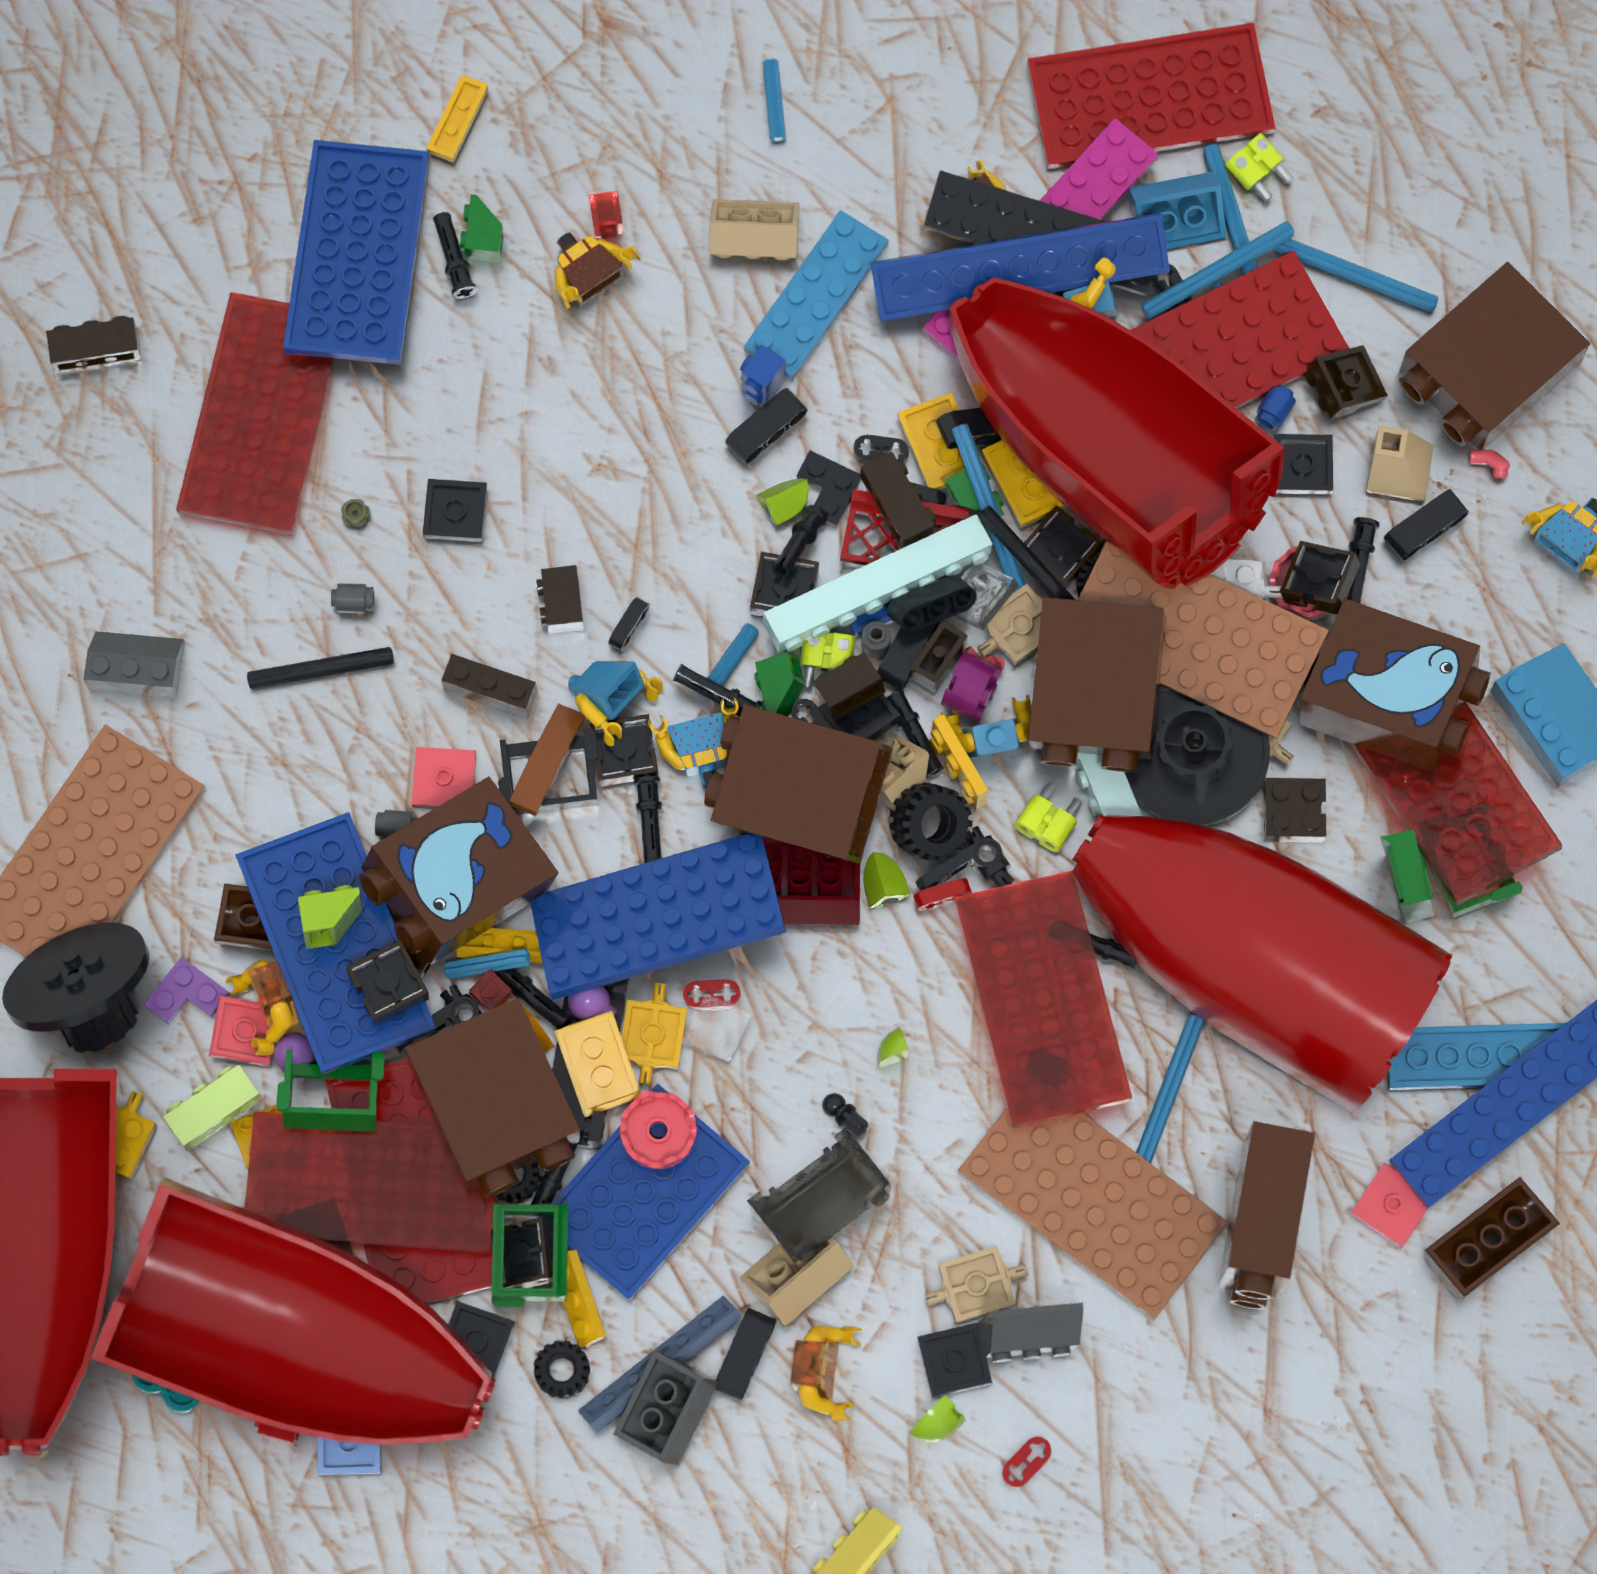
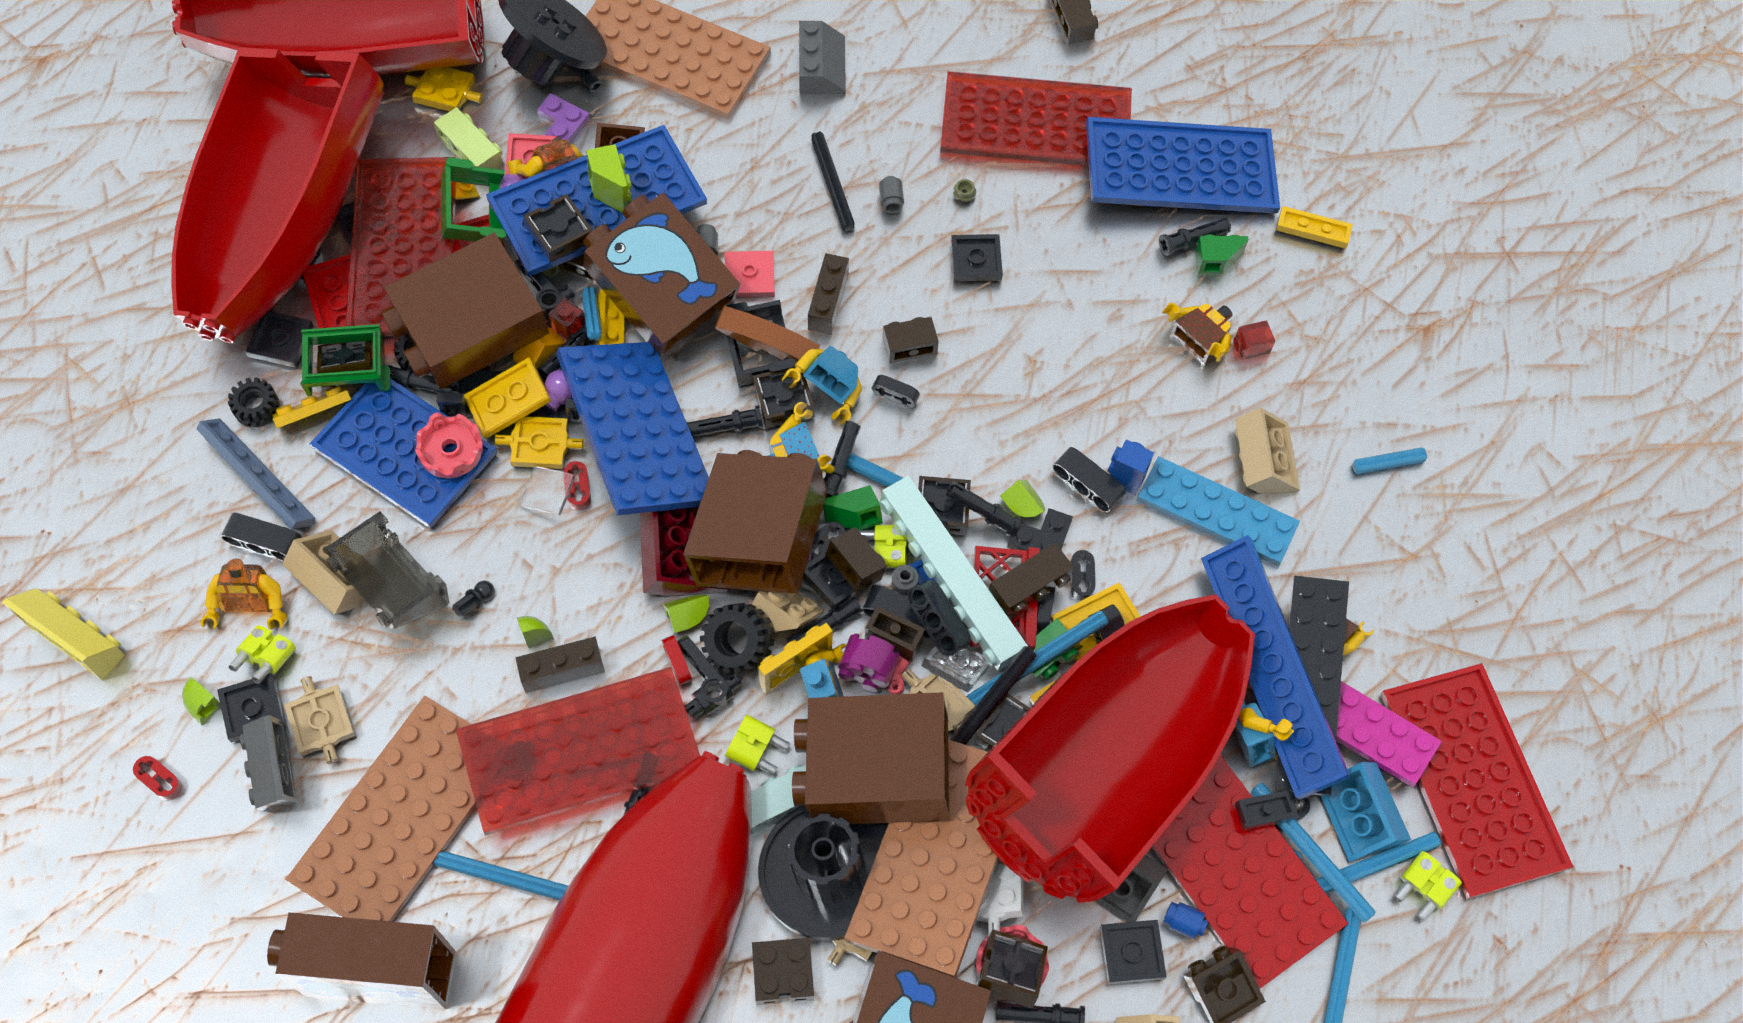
camera: 80 degrees right, 10 degrees down
(665, 1408) = (210, 476): dark grey slope -> none
(888, 1344) = (265, 650): none -> neon yellow piece
(938, 1019) = (560, 664): none -> dark brown brick
(1178, 304) = (1266, 810): none -> black plate

